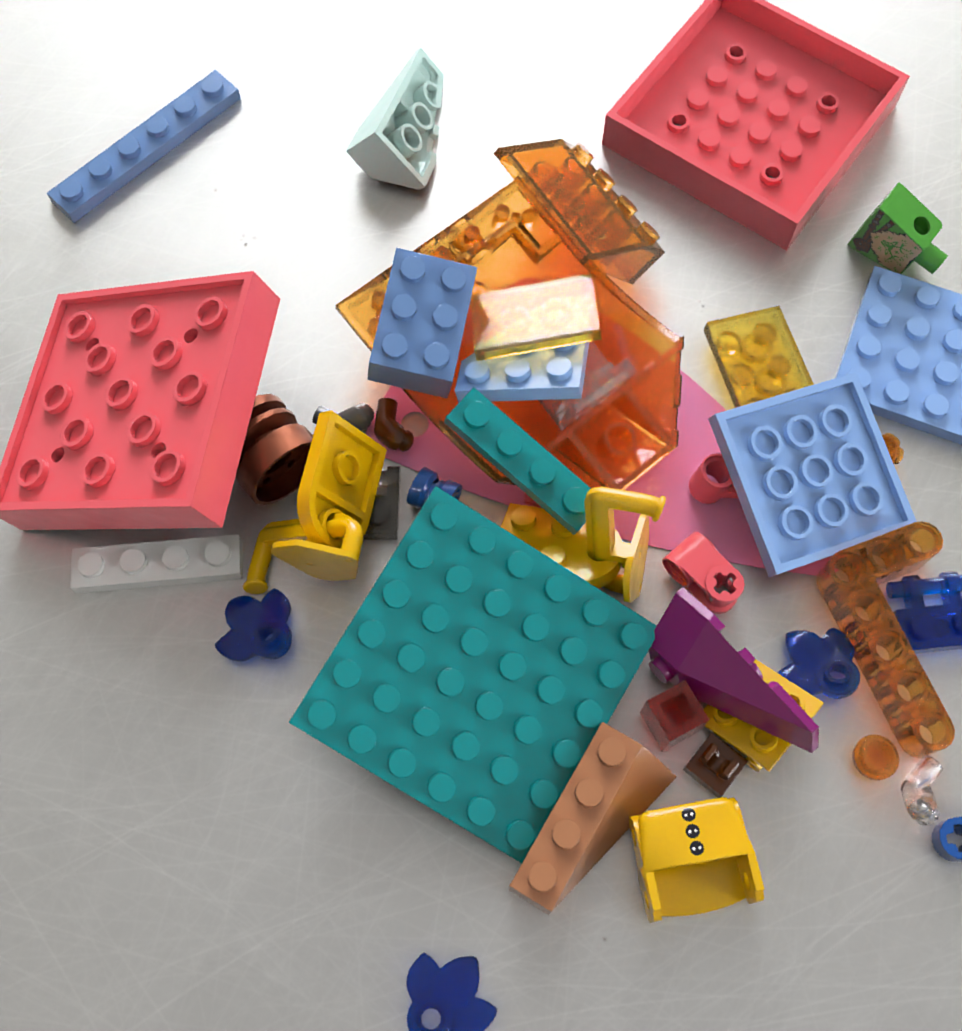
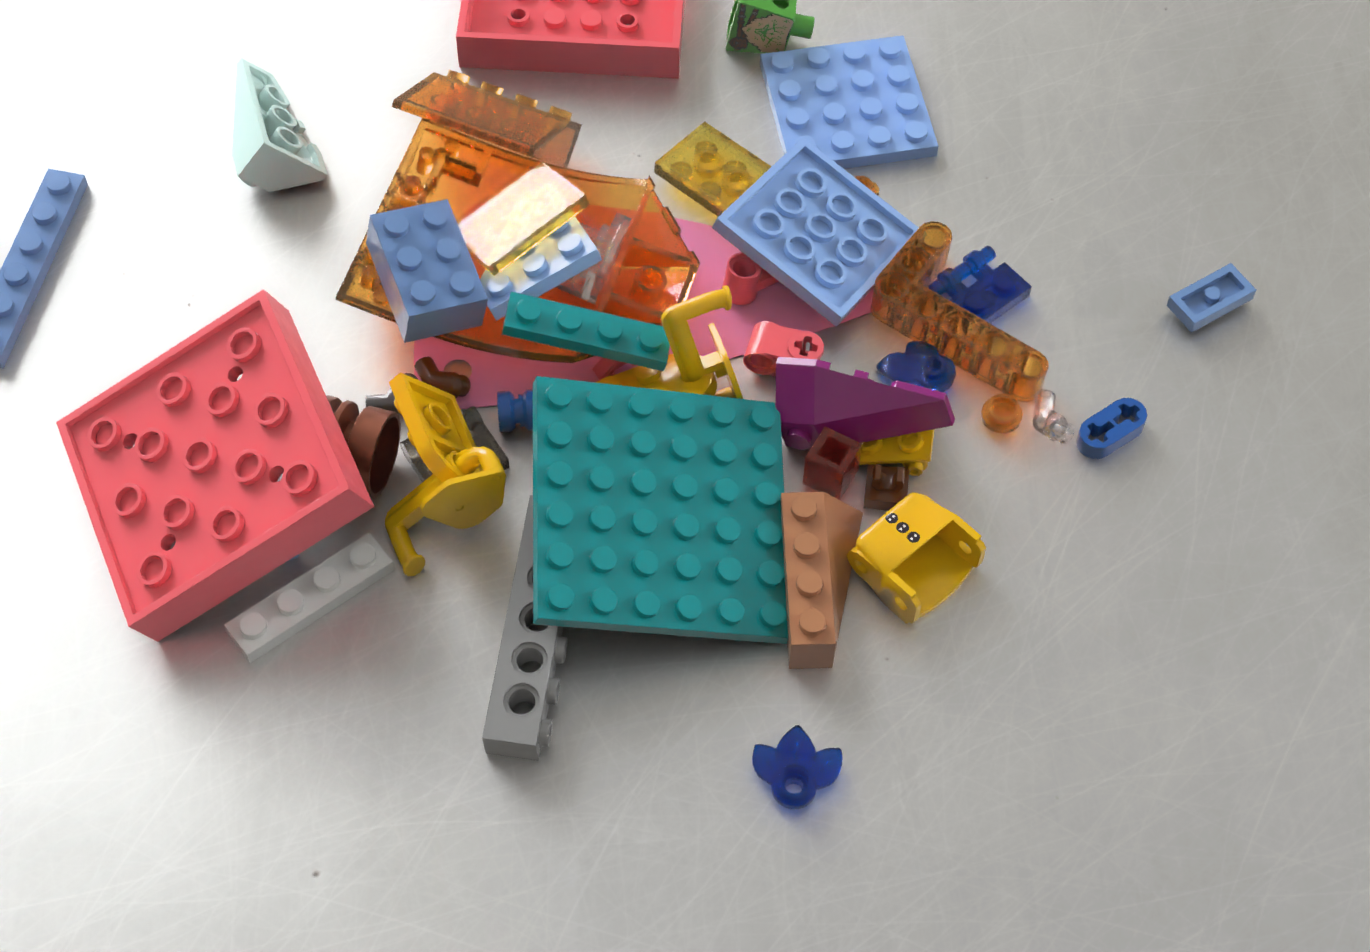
camera: 35 degrees left, 10 degrees down
(218, 790) = (504, 730): none -> light grey brick
(251, 625) = (434, 595): clear blue plate -> none

